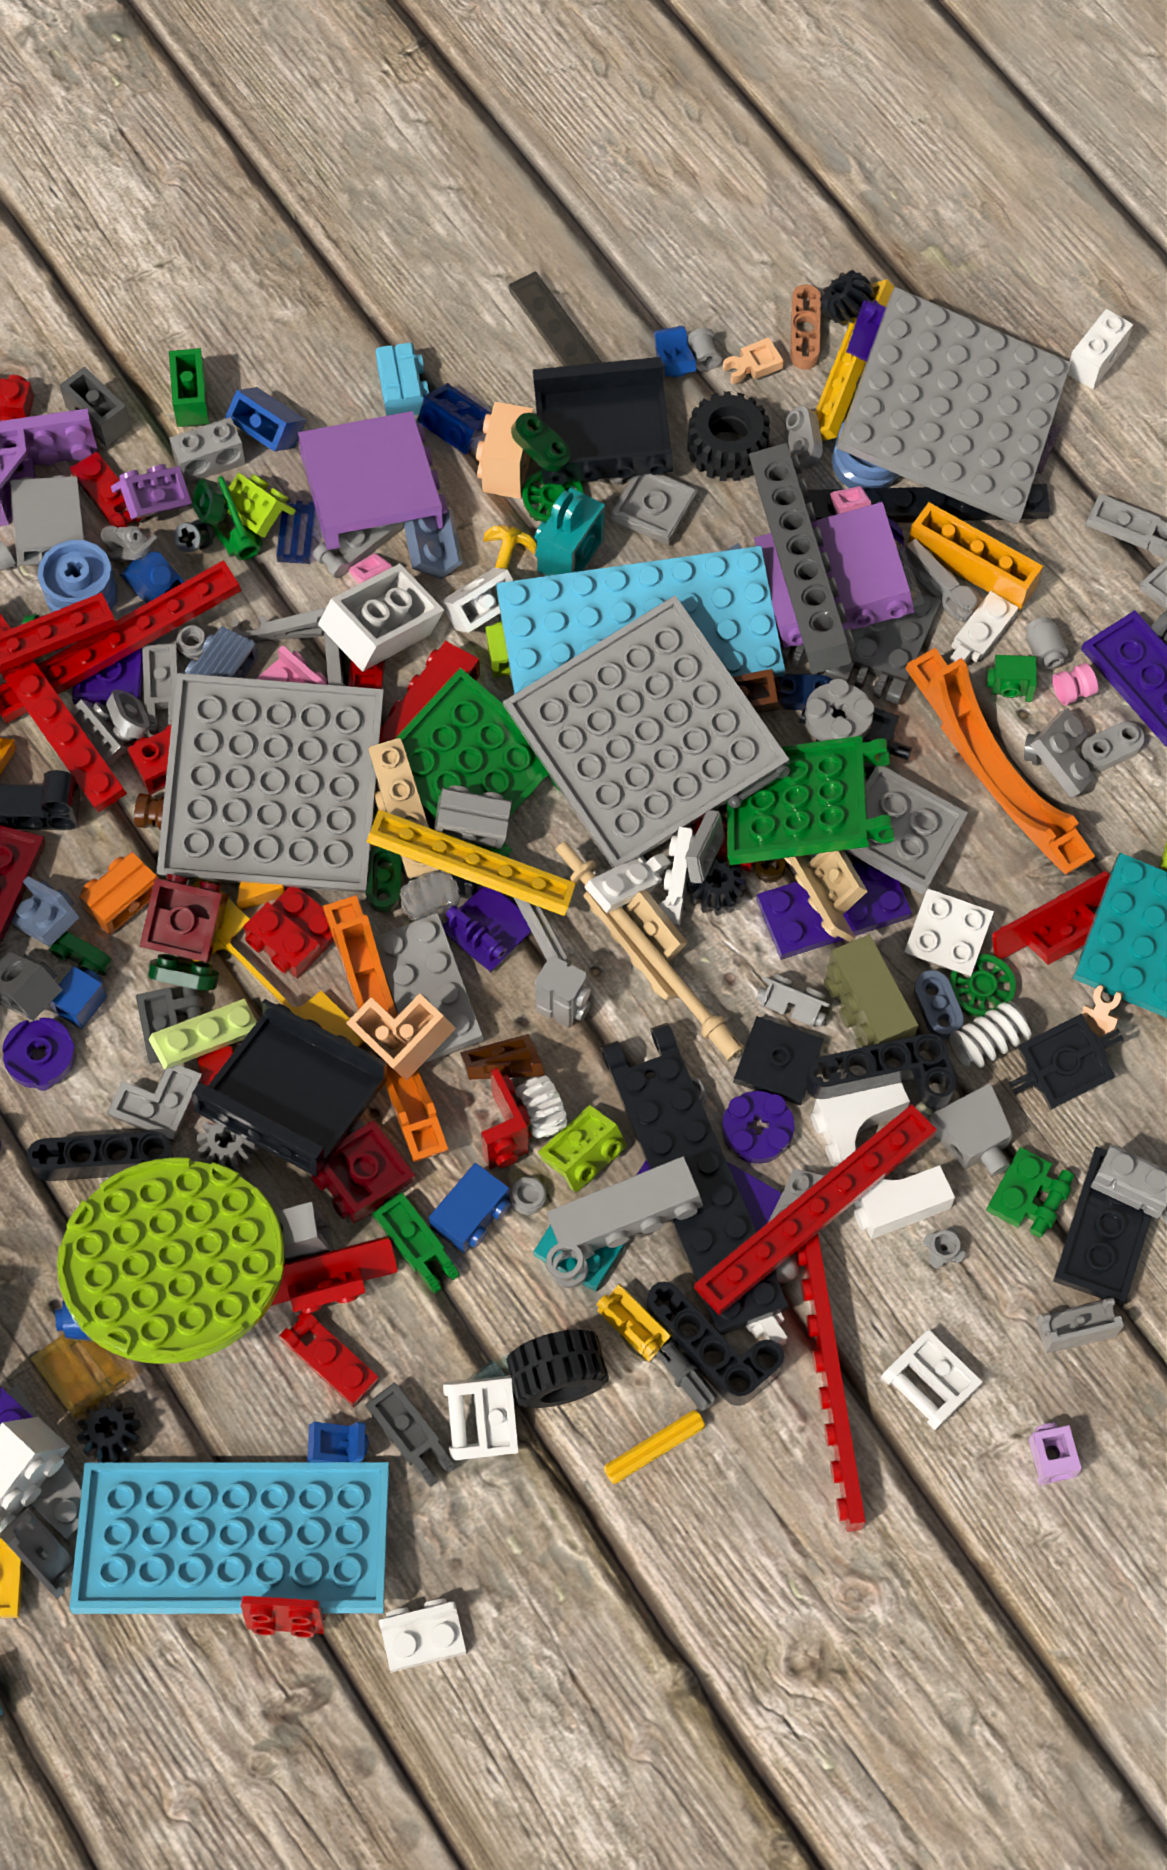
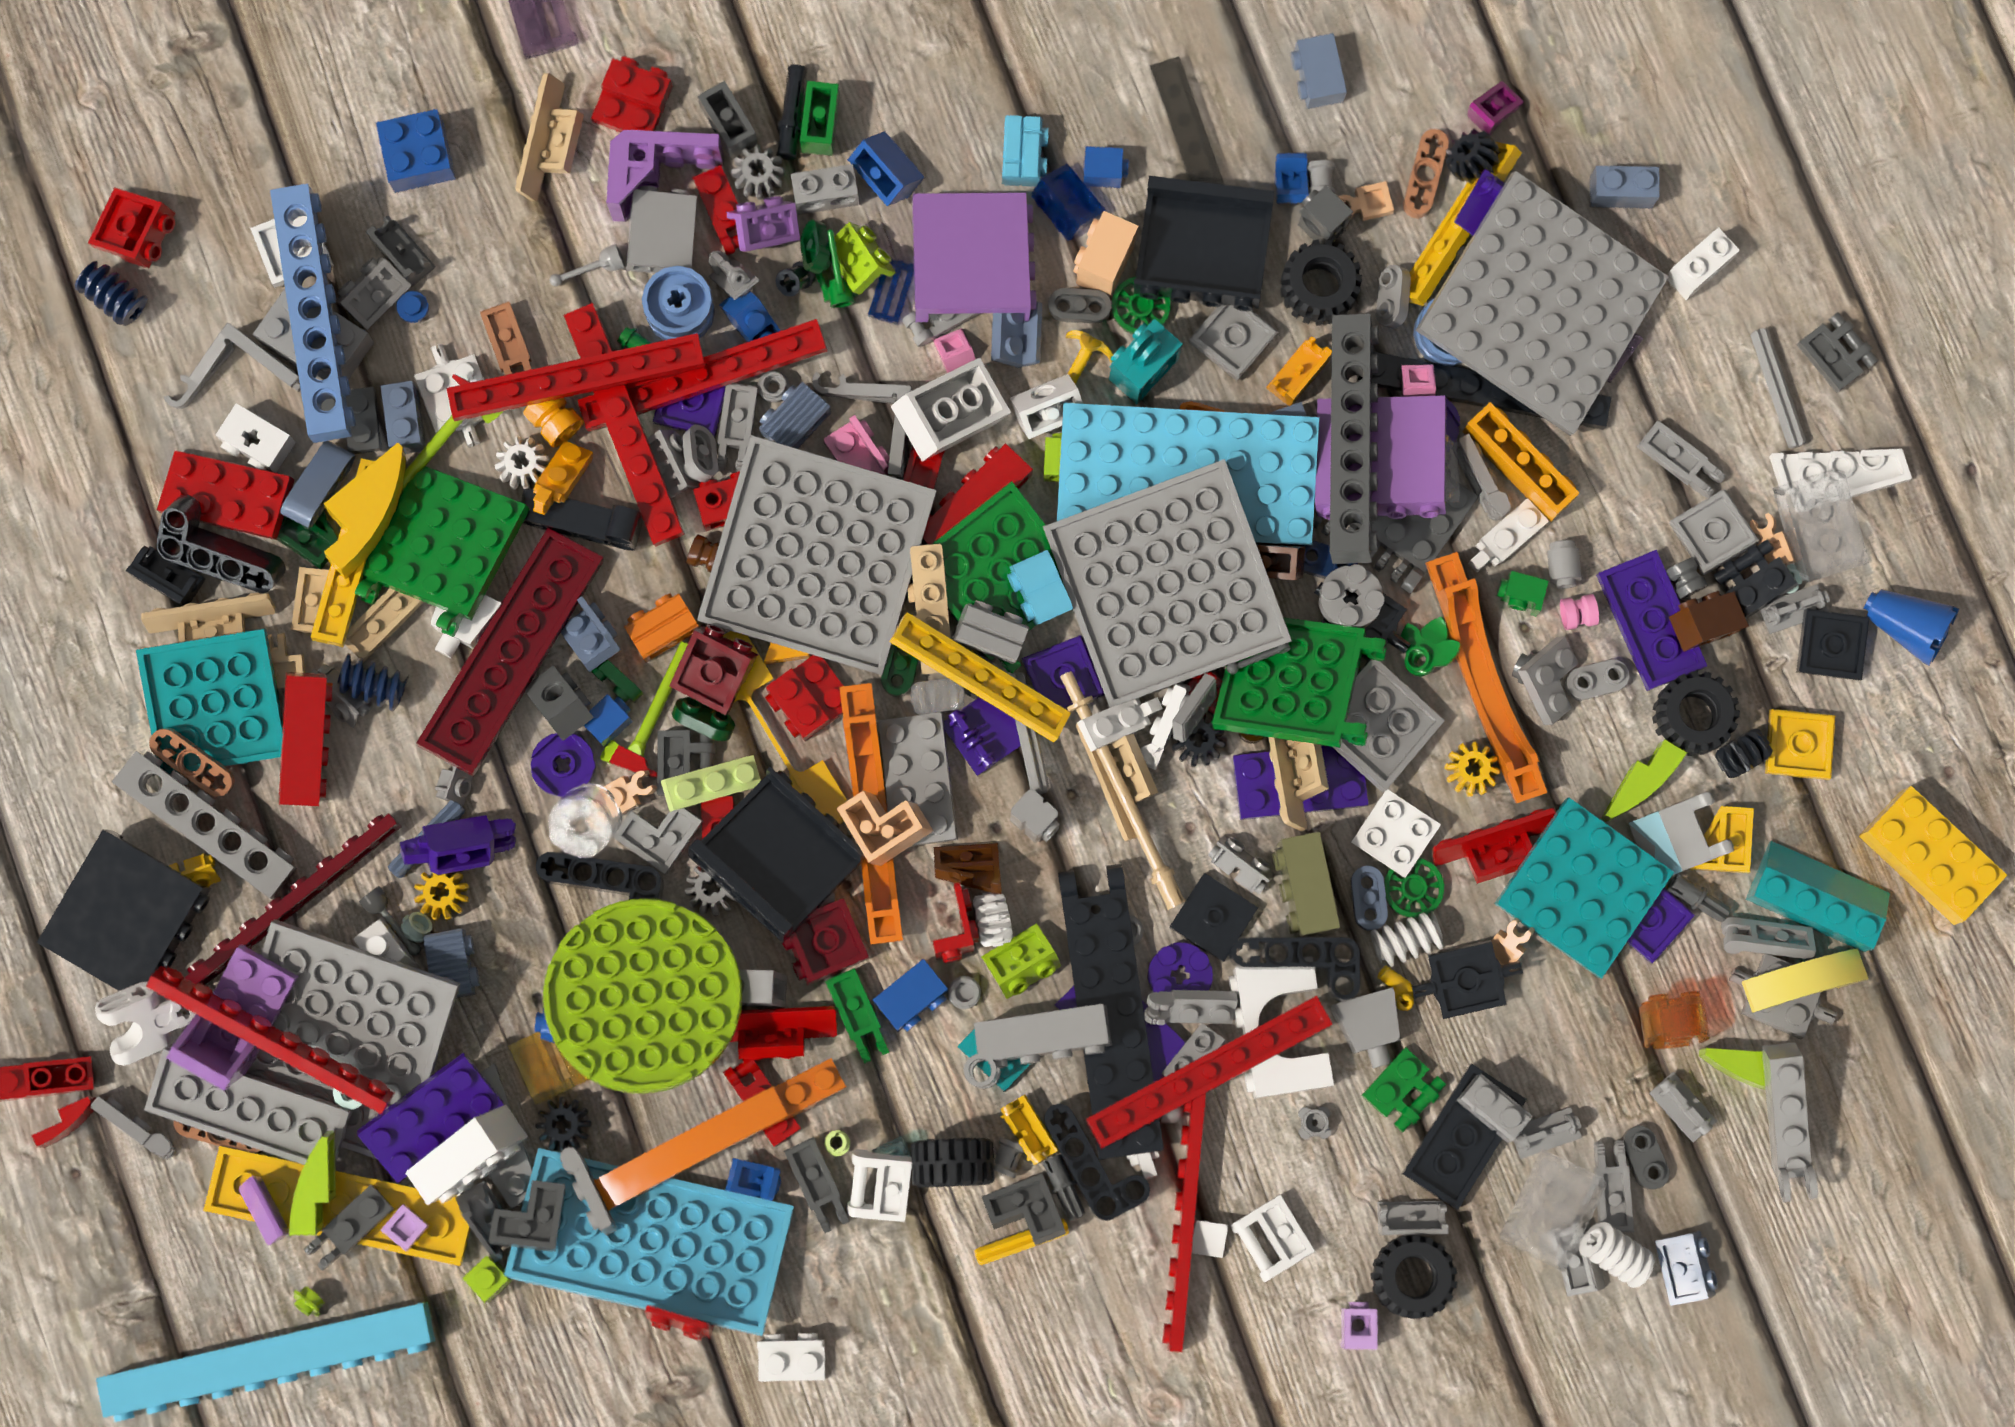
camera: 10 degrees right, 15 degrees up
(52, 1622) = (487, 1279): none -> lime brick
(54, 1108) = (582, 836): none -> clear brick
(94, 1547) = (536, 1228): none -> dark grey plate
(110, 1068) = (627, 792): none -> light nougat plate
(114, 1031) = (633, 758): none -> lime piece
(136, 448) = (753, 161): none -> light grey gear
(148, 1490) = (586, 1189): none -> light grey hinge
(160, 401) = (793, 101): none -> black pin
(335, 1352) = (719, 1133): none -> orange slope
(424, 1374) = (845, 1146): none -> yellowish green pin
(486, 378) = (1104, 167): none -> blue brick
(490, 505) = (1079, 303): none -> dark grey plate
(514, 764) = (1040, 587): none -> medium azure brick
(539, 443) = (1137, 266): dark green plate -> none
(540, 847) = (1049, 664): none -> dark purple tile
(618, 1356) = (1007, 1157): none -> light grey bush
(651, 1397) = (1026, 1200): none -> dark grey plate
(677, 257) = (1319, 71): none -> sand blue brick
(716, 370) = (1324, 215): none -> dark grey brick
(730, 520) = (1299, 371): none -> light orange hinge
(780, 1151) = (1191, 1007): none -> light grey hinge
(854, 254) = (1494, 107): none -> magenta slope
(862, 1395) = (1209, 1238): none -> white slope
(932, 745) = (1429, 642): none -> green plate
(1001, 1087) = (1402, 987): none -> yellow arm
(1003, 297) = (1624, 187): none -> sand blue brick
(1014, 844) = (1461, 762): none -> yellow gear
(1116, 1360) = (1442, 1276): none -> black tyre

